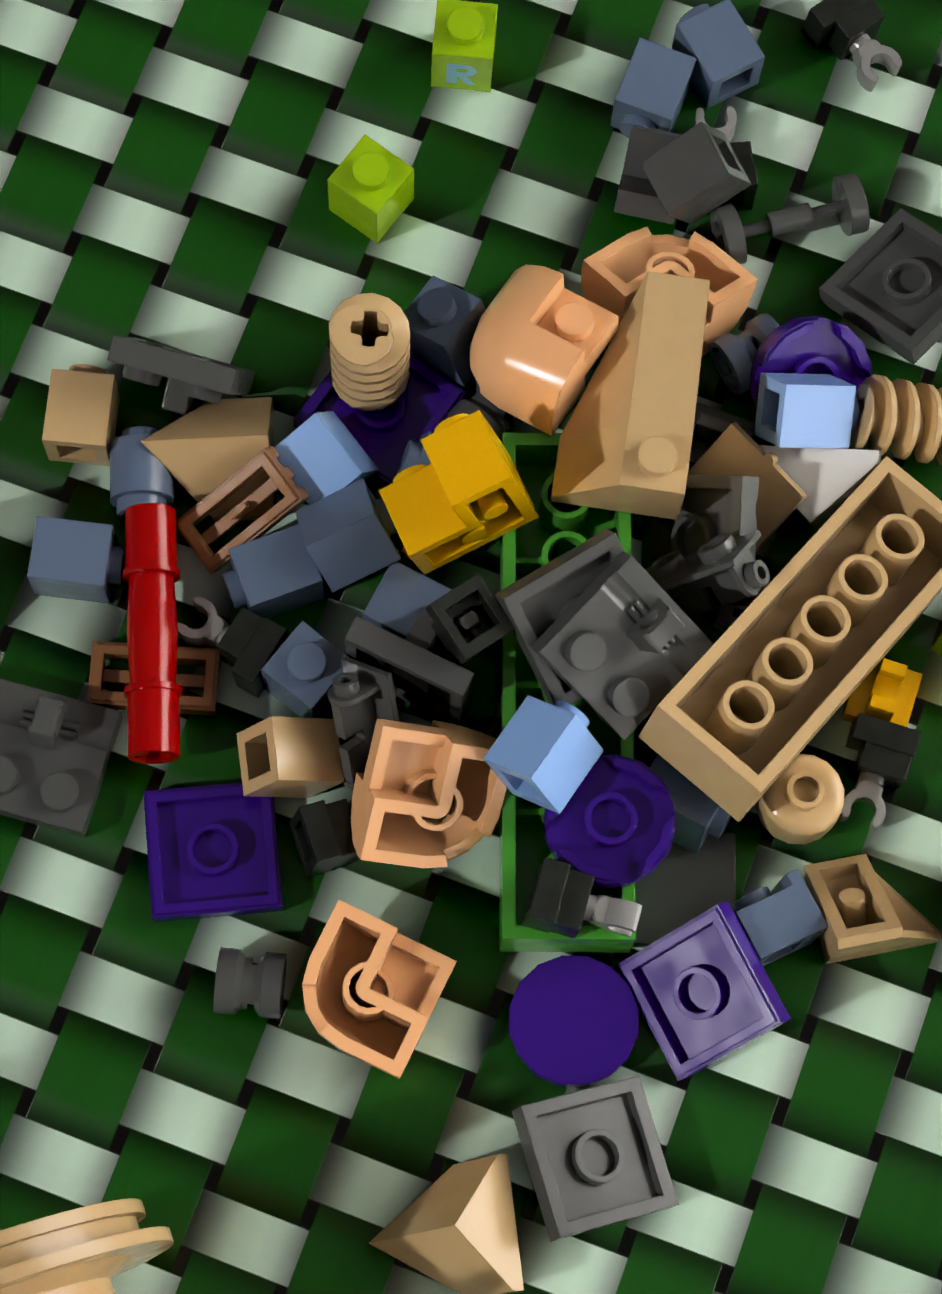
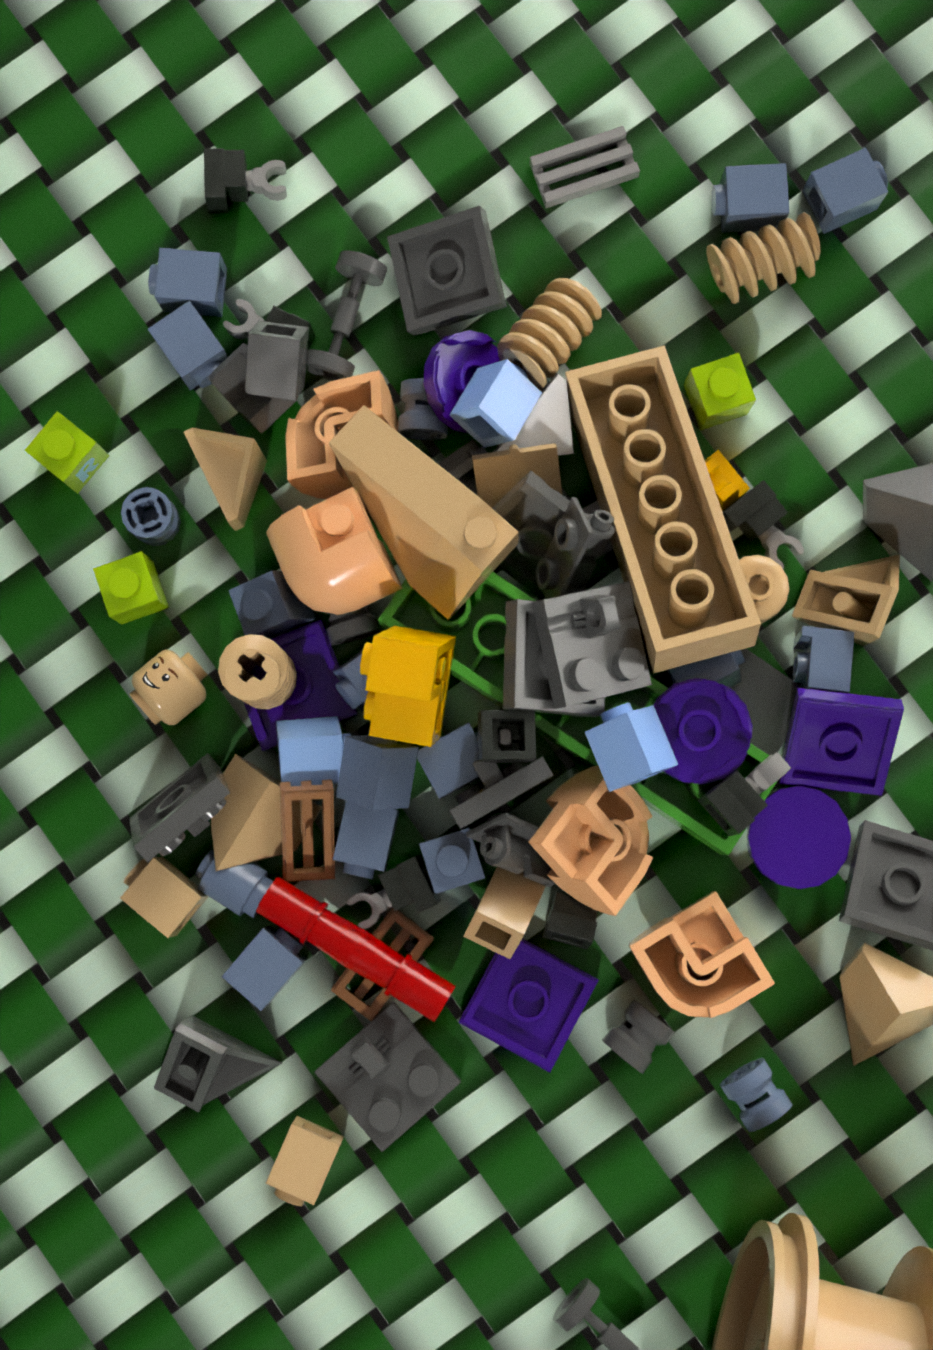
camera: 45 degrees left, 10 degrees up
(275, 1133) = (756, 1095): none -> sand blue wheel
(295, 286) = (169, 687): none -> tan head
(456, 178) = (159, 523): none -> sand blue wheel
(555, 210) = (232, 469): none -> tan slope

